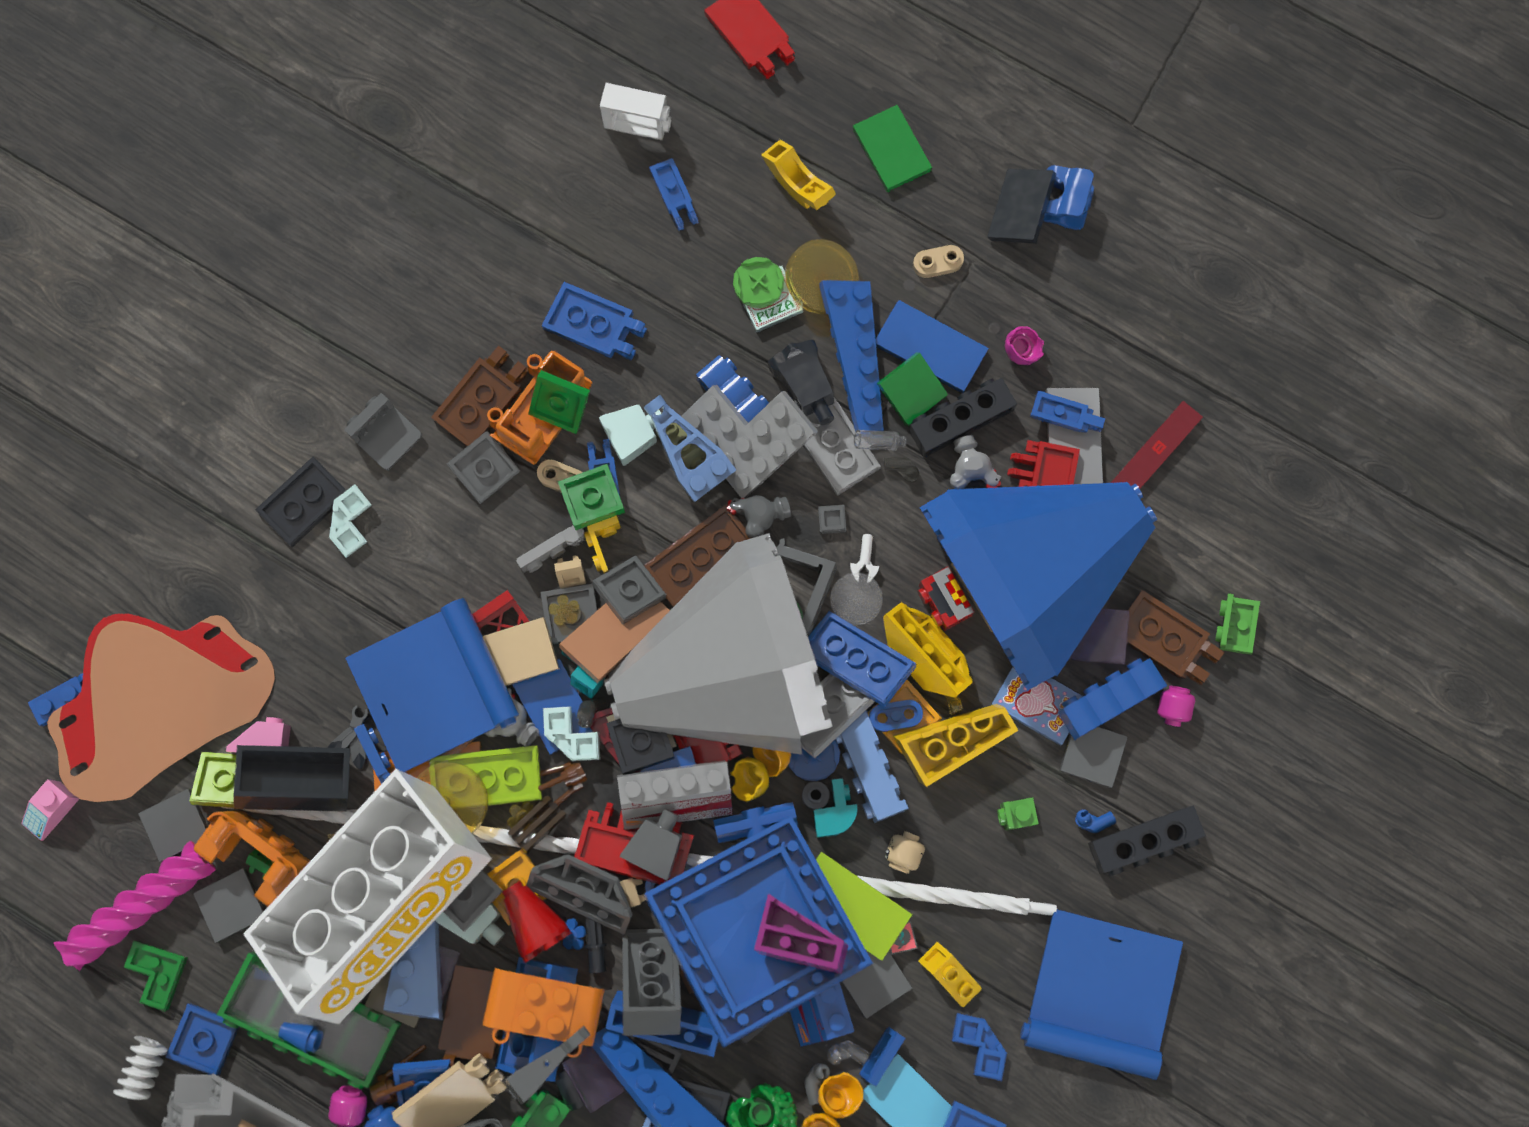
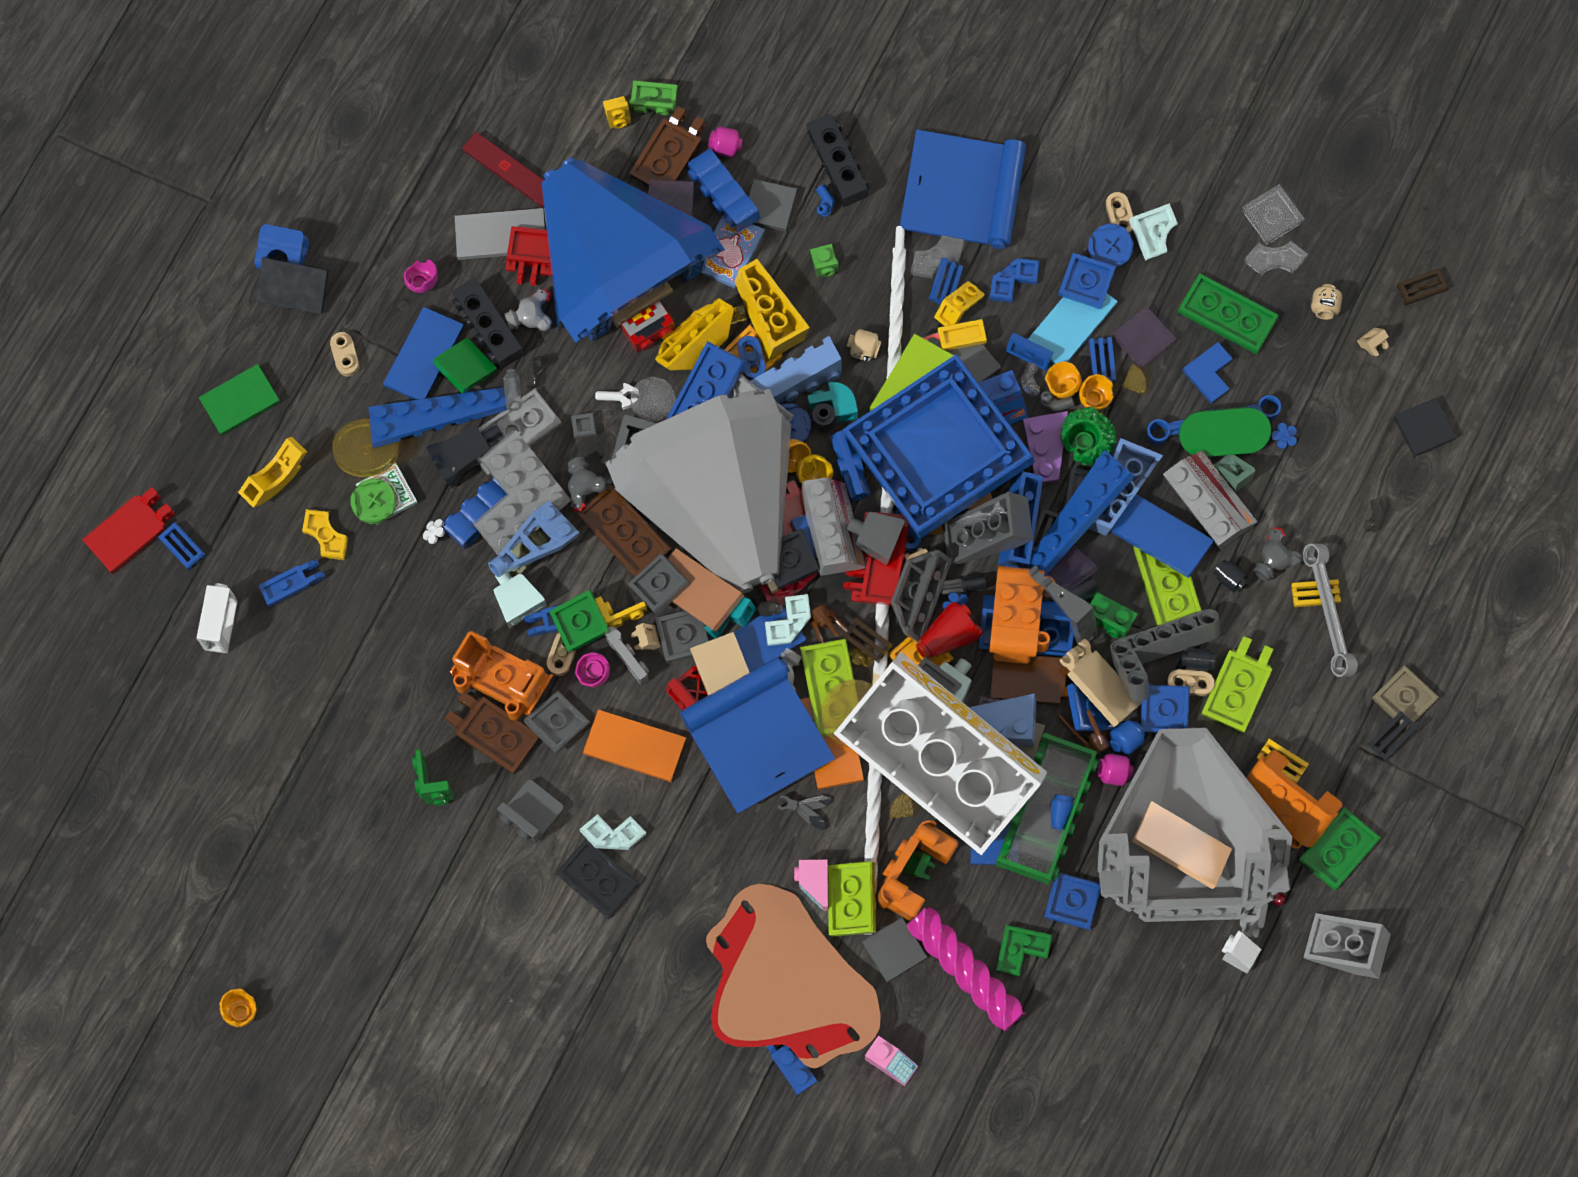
camera: 90 degrees left, 5 degrees down
(141, 1069) = (1101, 944): white piece -> none
(208, 121) = (237, 1008): none -> light orange hair
(229, 905) = (958, 893): dark grey tile -> none
(291, 778) = (846, 842): black piece -> none
(378, 761) = (825, 776): blue hinge -> none
(424, 318) = (432, 793): none -> green bracket
(447, 551) = (634, 746): none -> orange tile
(536, 509) = (592, 670): none -> dark pink hair
(558, 402) = (497, 652): green tile -> none
(564, 610) = (681, 638): clear yellow plant -> none
(592, 322) = (416, 642): blue tile -> none
(712, 97) = (194, 559): none -> blue tile
(719, 347) = (434, 529): none -> white plant
(737, 226) = (331, 542): none -> yellow tile
(762, 1063) = (1045, 444): none -> medium lavender wing
(796, 939) = (943, 406): magenta wedge -> none
(908, 973) = (962, 335): none -> yellow tile
(977, 964) = (949, 283): none -> blue tile
(1021, 963) = (927, 262): none -> clear tile
(1065, 413) = (480, 239): blue hinge -> none
(1220, 580) = (617, 112): none -> yellow bracket

